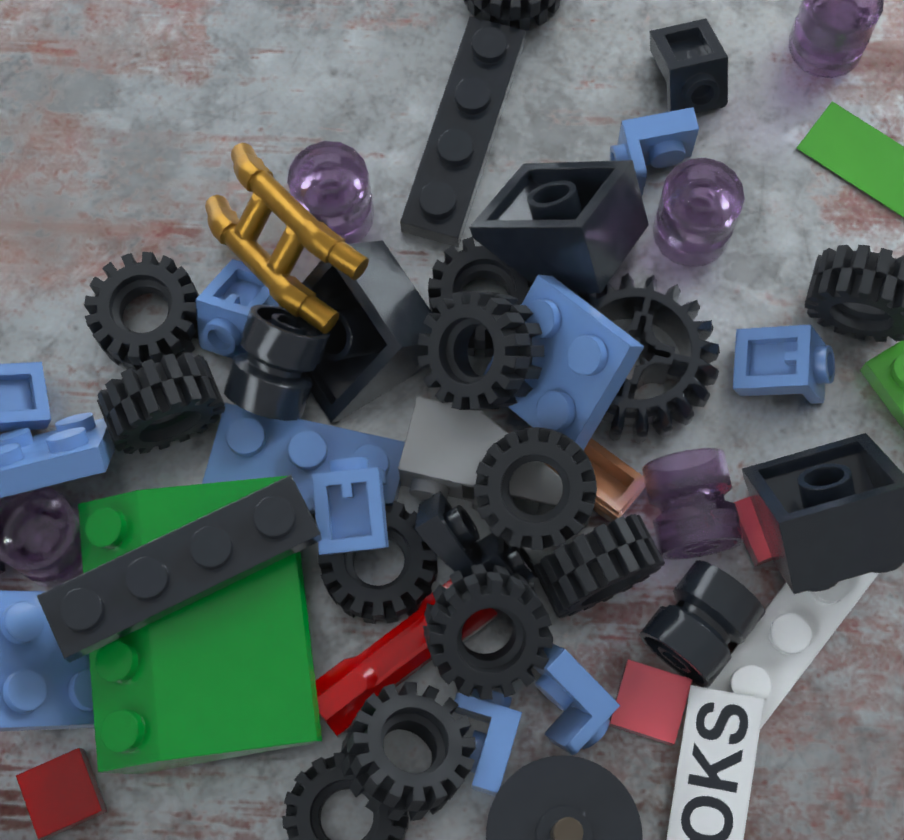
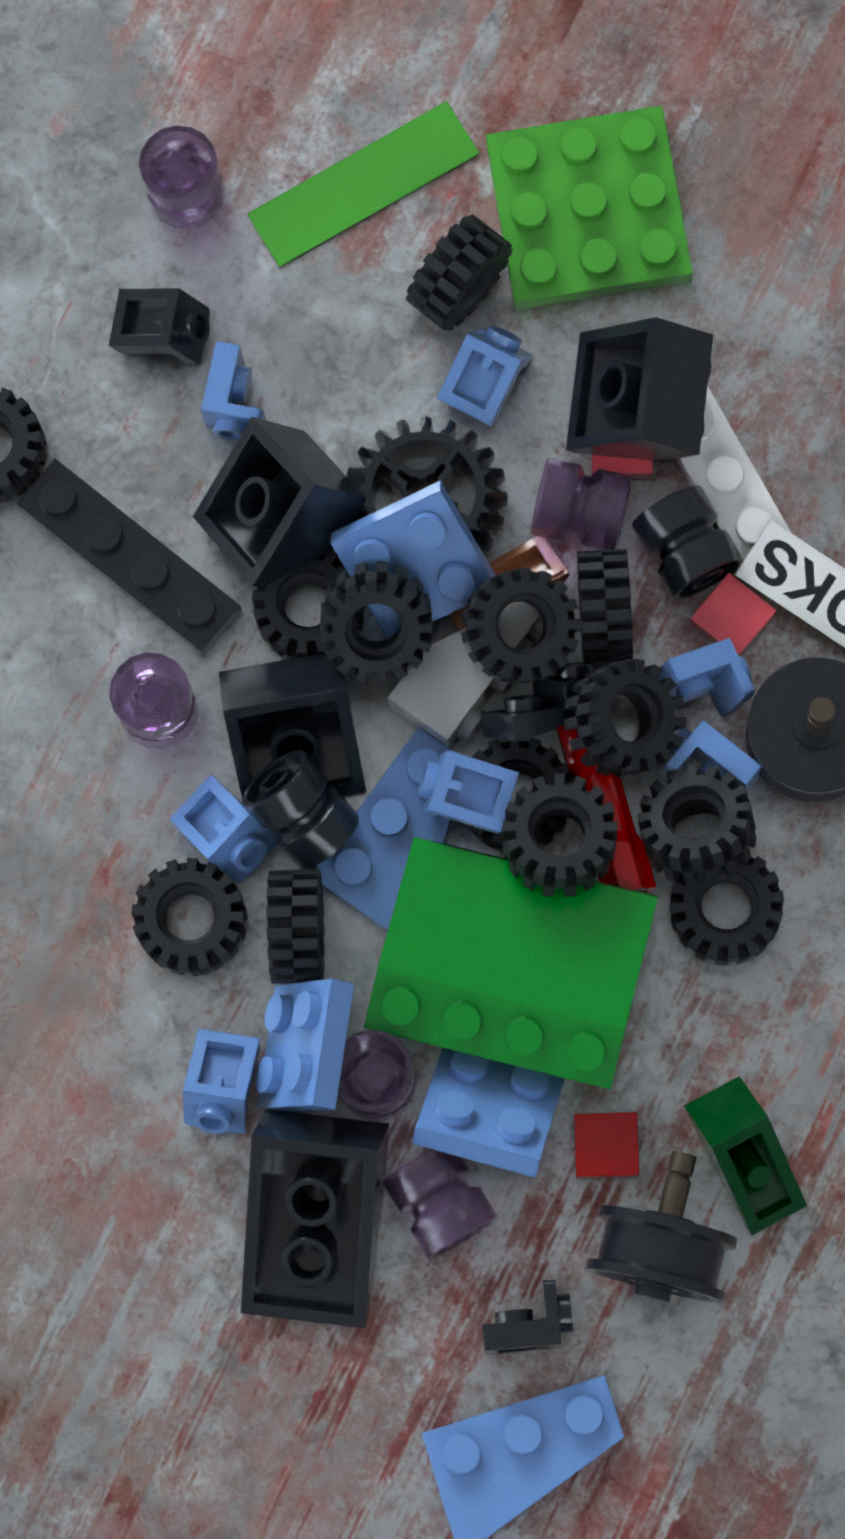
camera: 60 degrees left, 5 degrees up
(178, 568) = (468, 948): black plate -> none
(300, 232) = (197, 734): pearl gold piece -> none
(343, 572) = (559, 800): none -> black tyre
(697, 212) = (315, 382): clear purple wheel -> none

